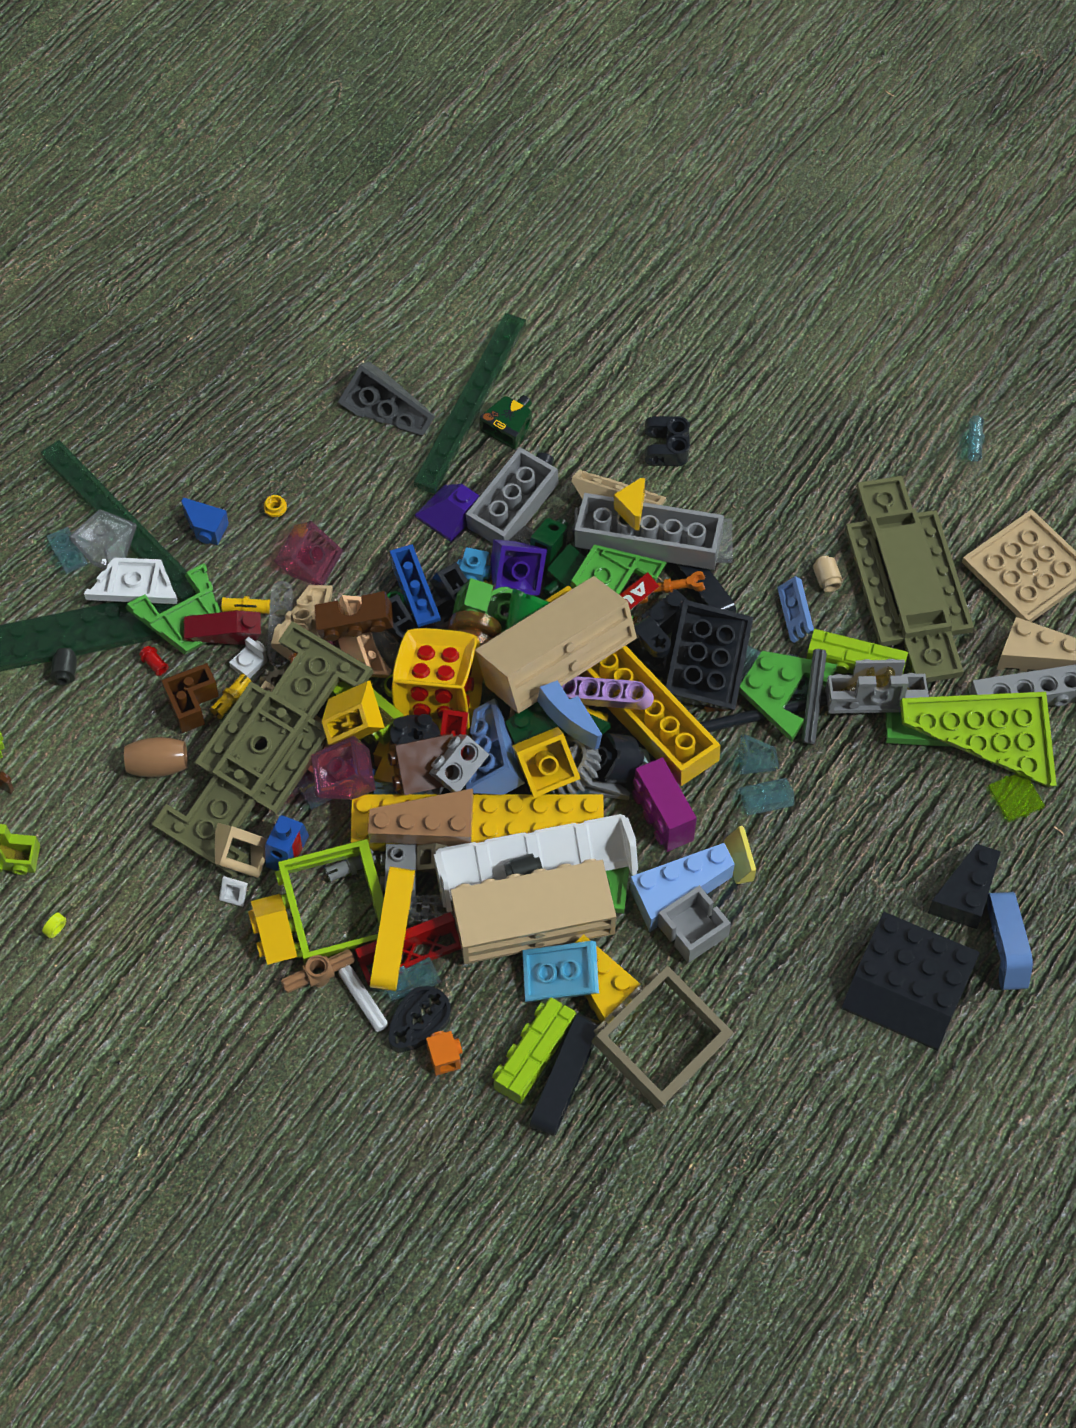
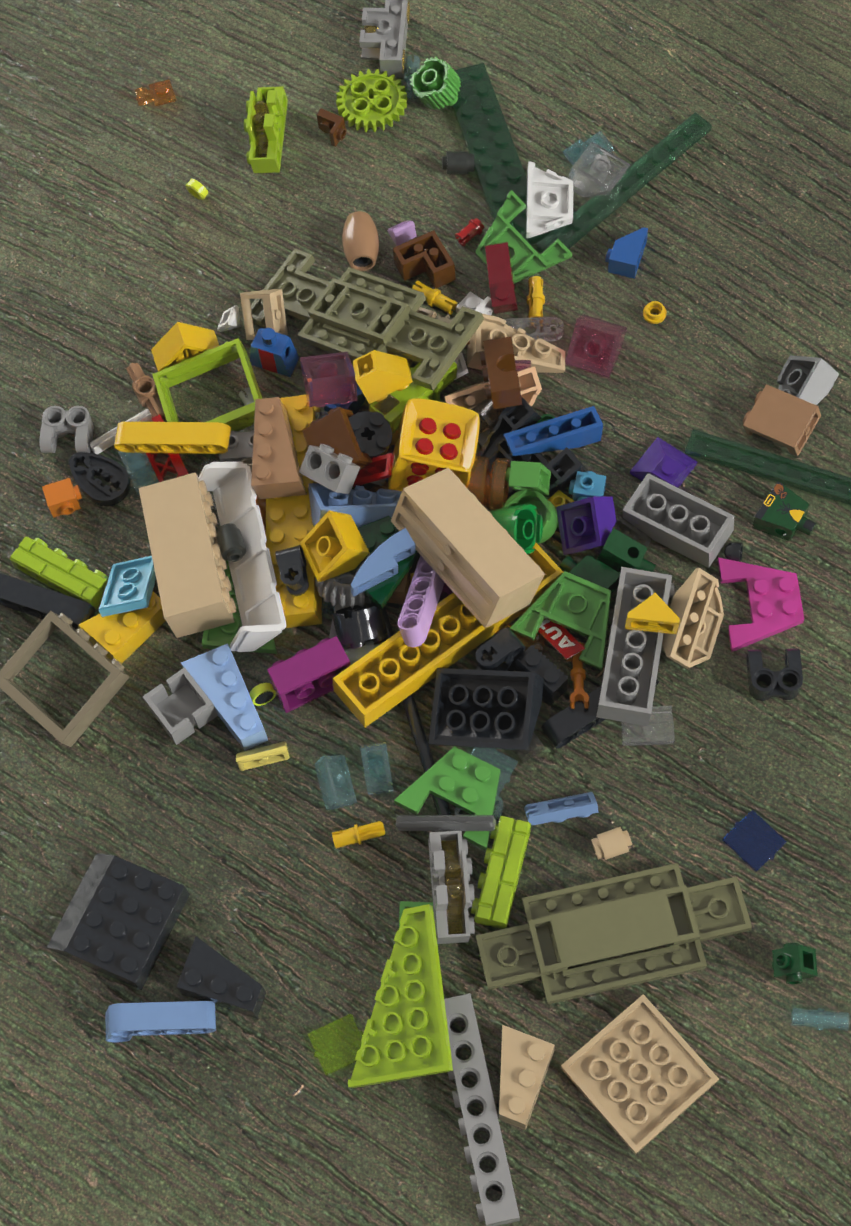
camera: 95 degrees right, 5 degrees up
(140, 724) = (402, 232): none -> lavender slope
(365, 1034) = (68, 424): none -> light grey piece
(413, 408) = (782, 418): none -> medium nougat panel
(559, 806) = (293, 569): none -> black piece
(594, 439) = (772, 601): none -> dark pink wing
(676, 851) = (262, 694): none -> neon yellow tile
(820, 473) = (754, 840): none -> clear blue piece
(821, 774) = (358, 834): none -> yellow axle
(932, 440) = (794, 963): none -> dark green brick

